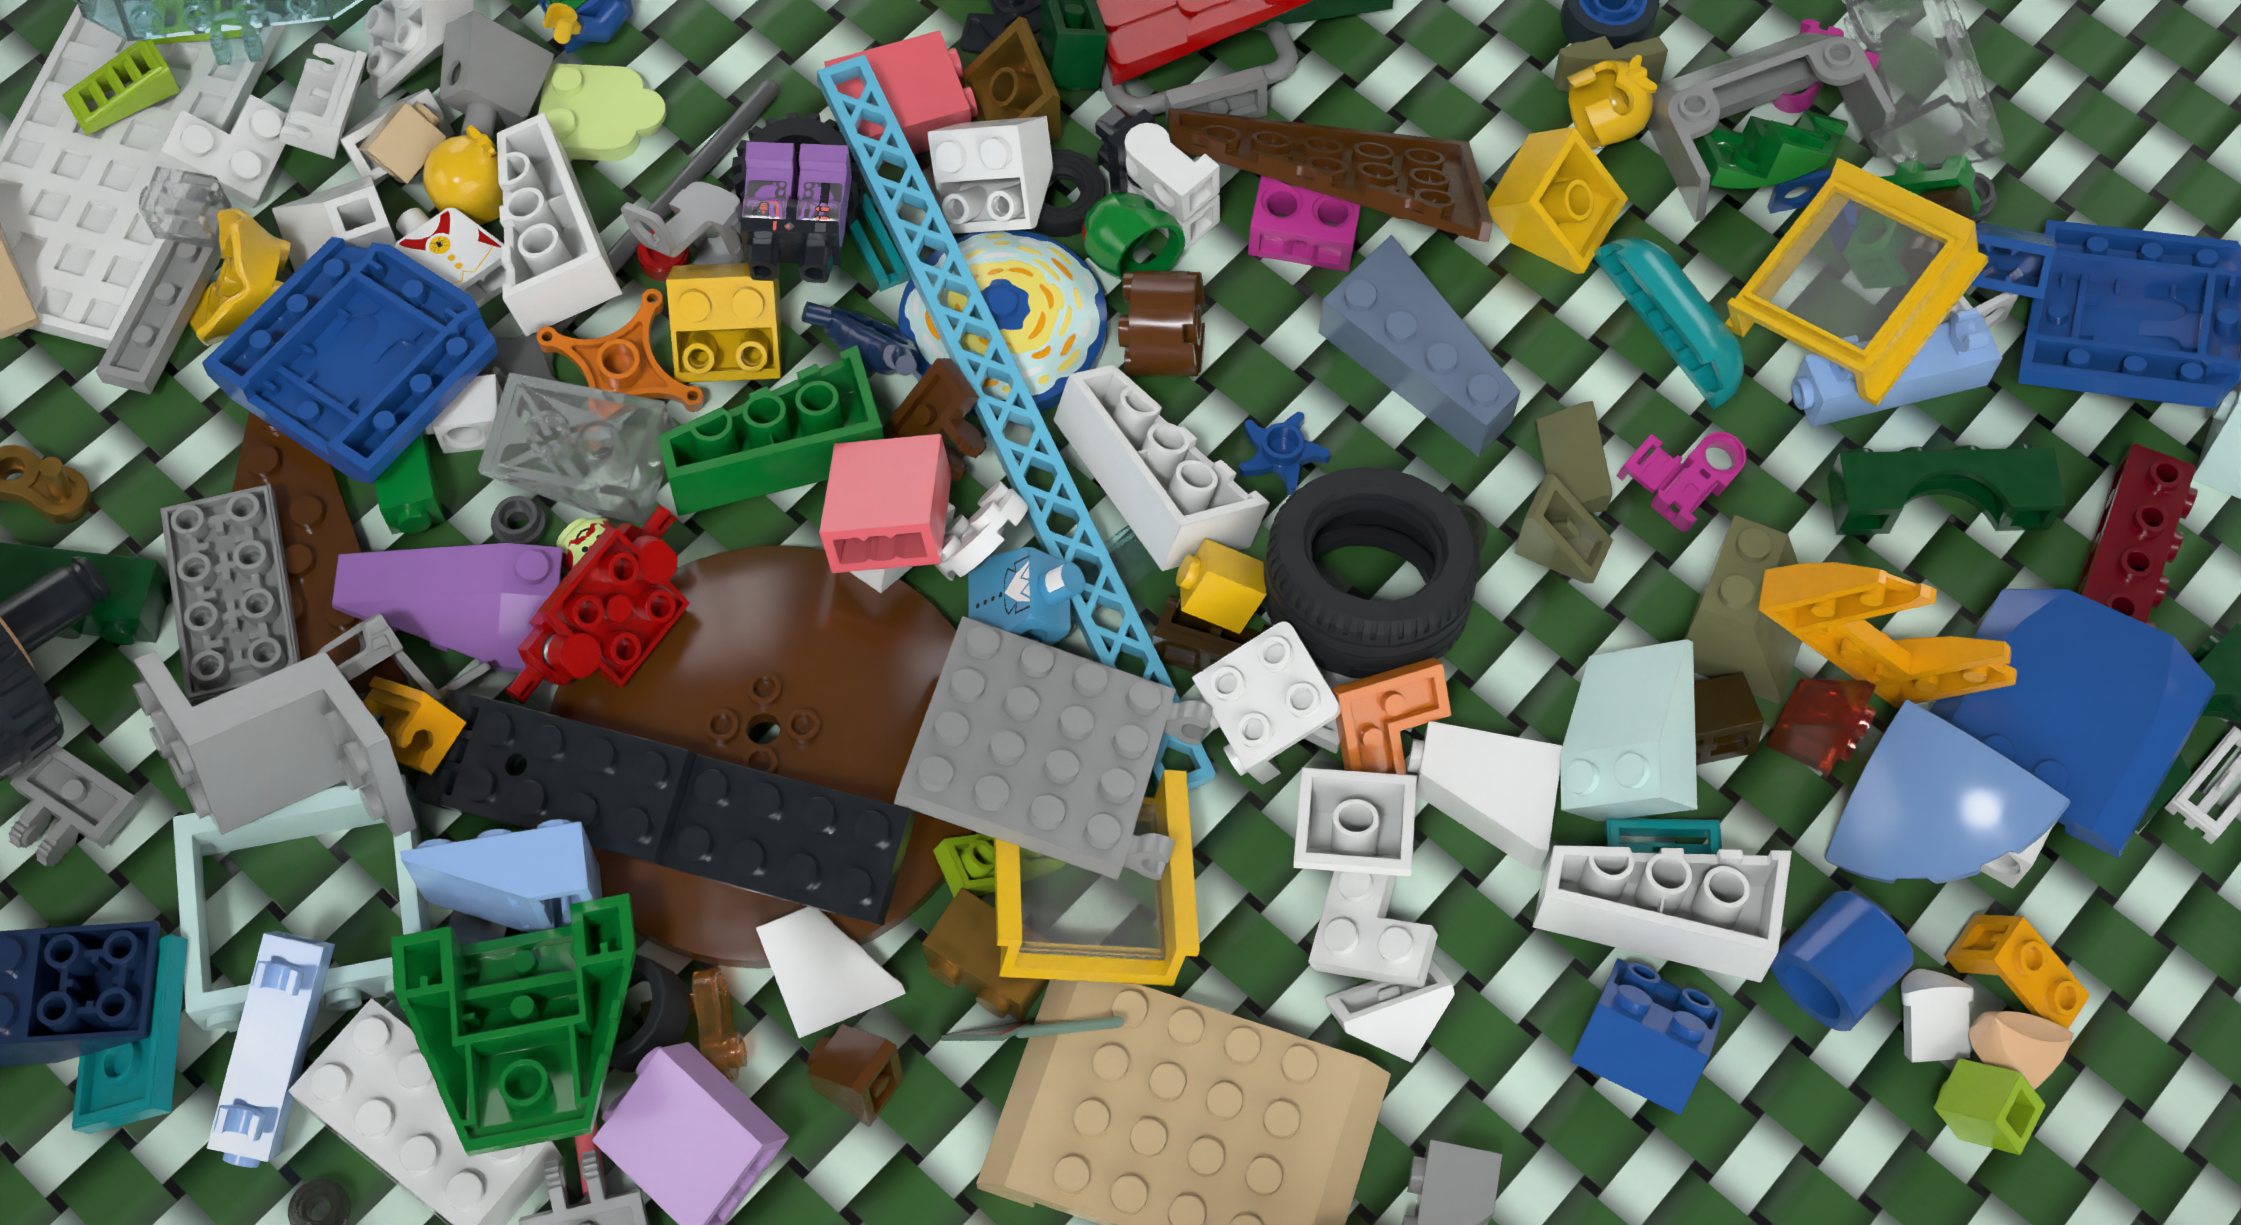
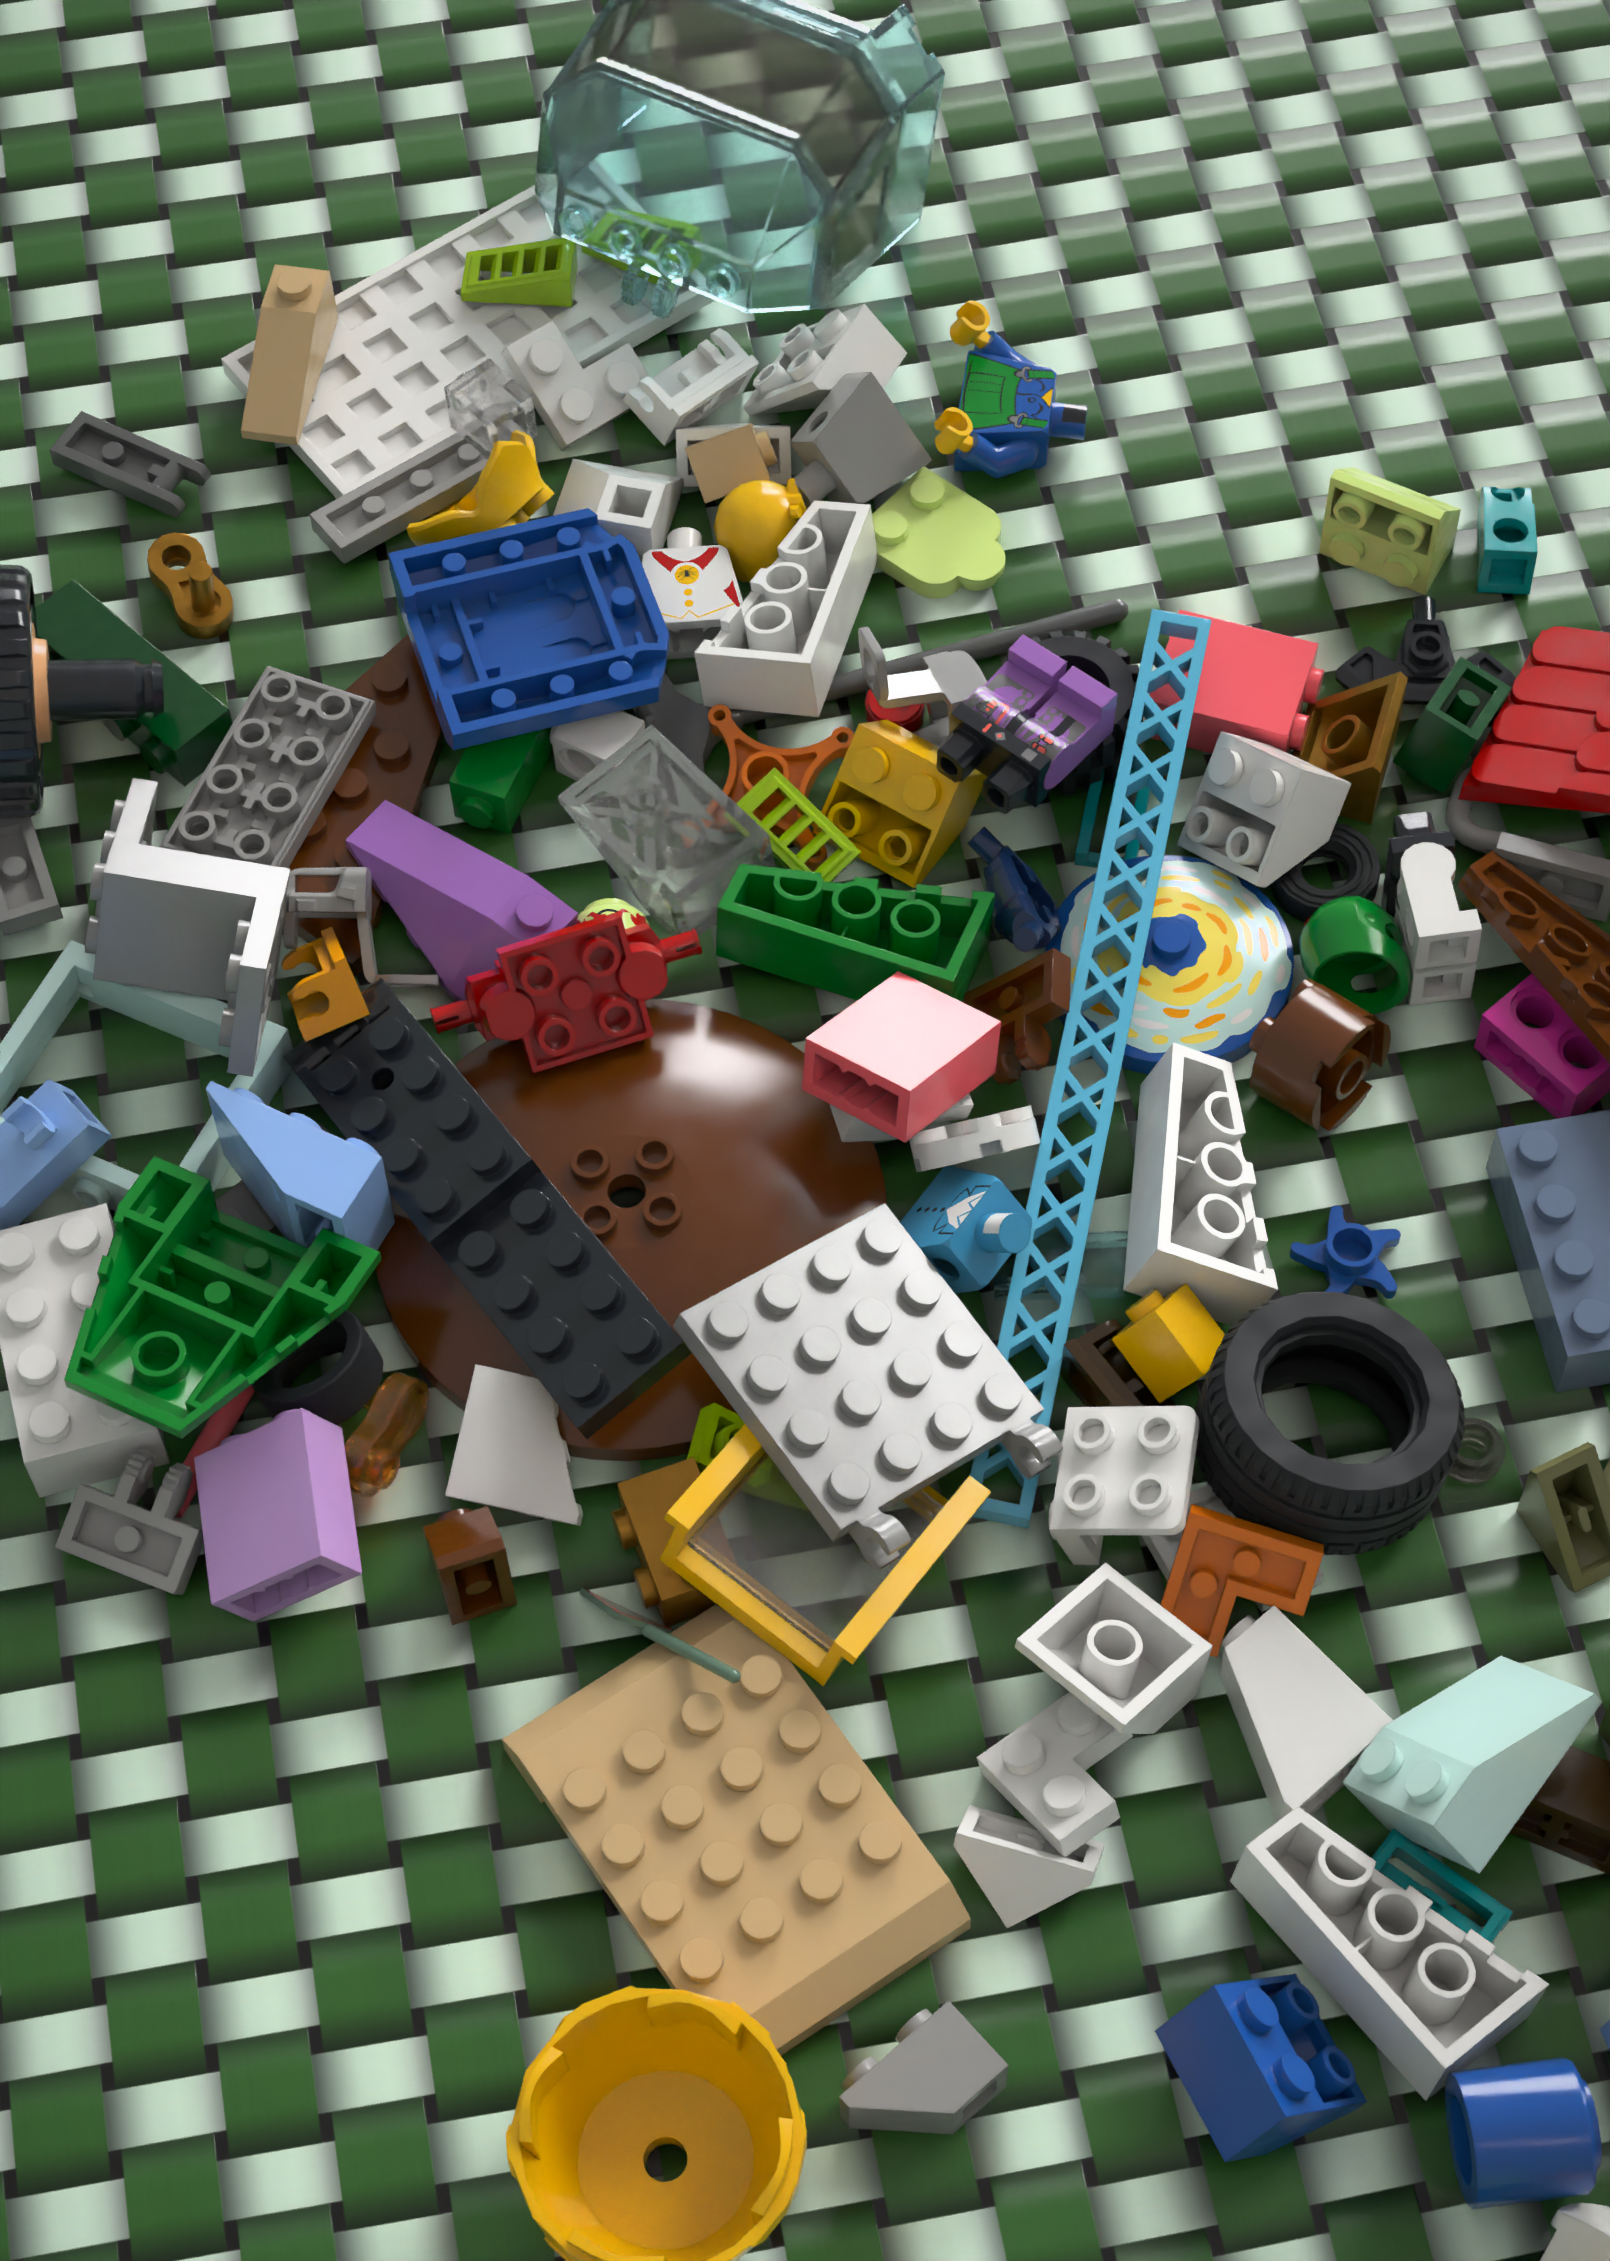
camera: 40 degrees right, 5 degrees down
(513, 510) = (567, 858): dark grey plate -> none
(678, 370) = (845, 850): none -> lime slope

